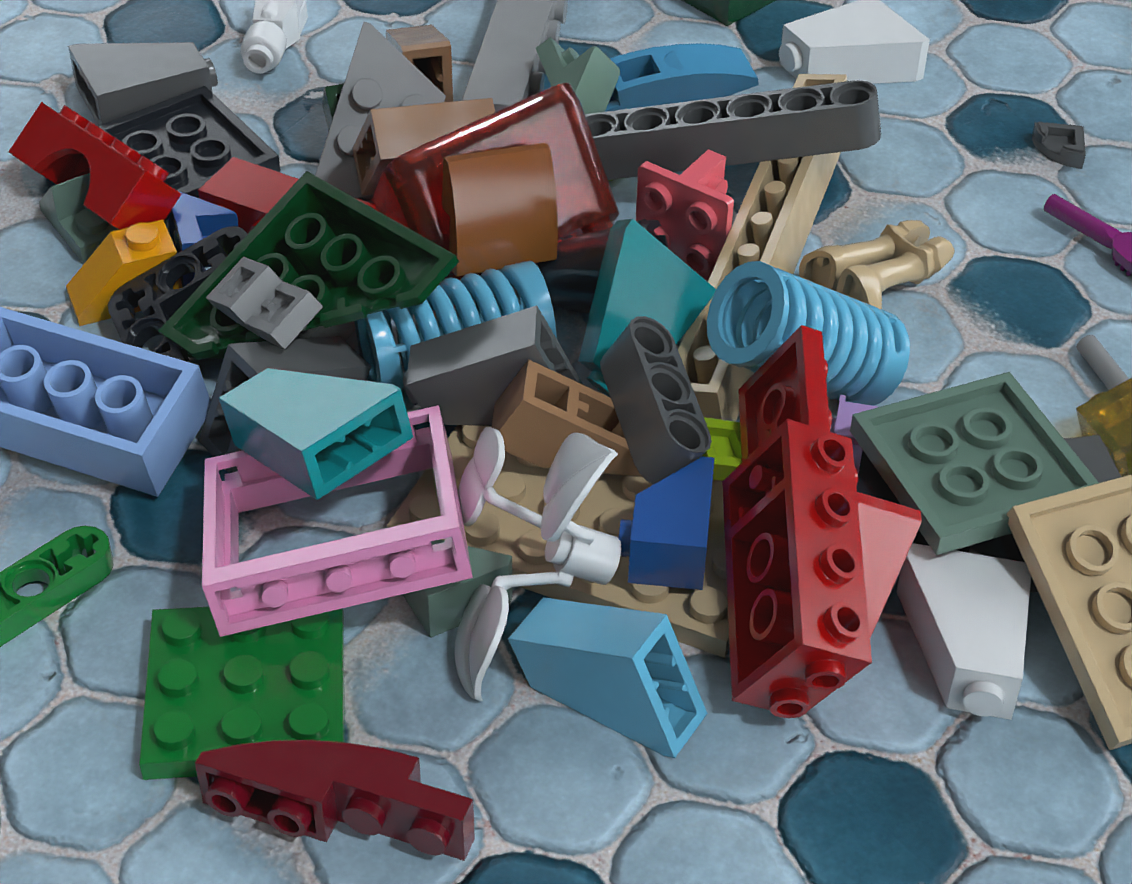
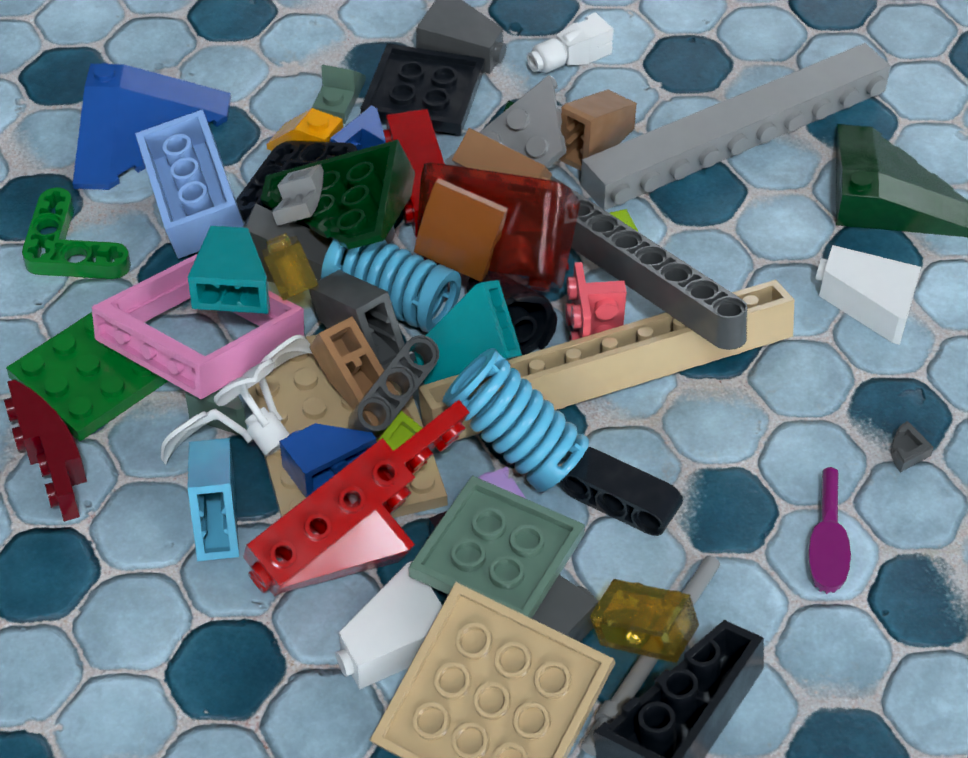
camera: 50 degrees right, 5 degrees up
(123, 183) = (353, 84): red arch -> none
(375, 355) = (288, 265): none -> clear yellow brick
(590, 74) = (649, 194): sand green slope -> none
(679, 75) = (719, 227): dark azure slope -> none
(872, 266) = (699, 429): tan piece -> none
(958, 343) = (623, 492): none -> black beam

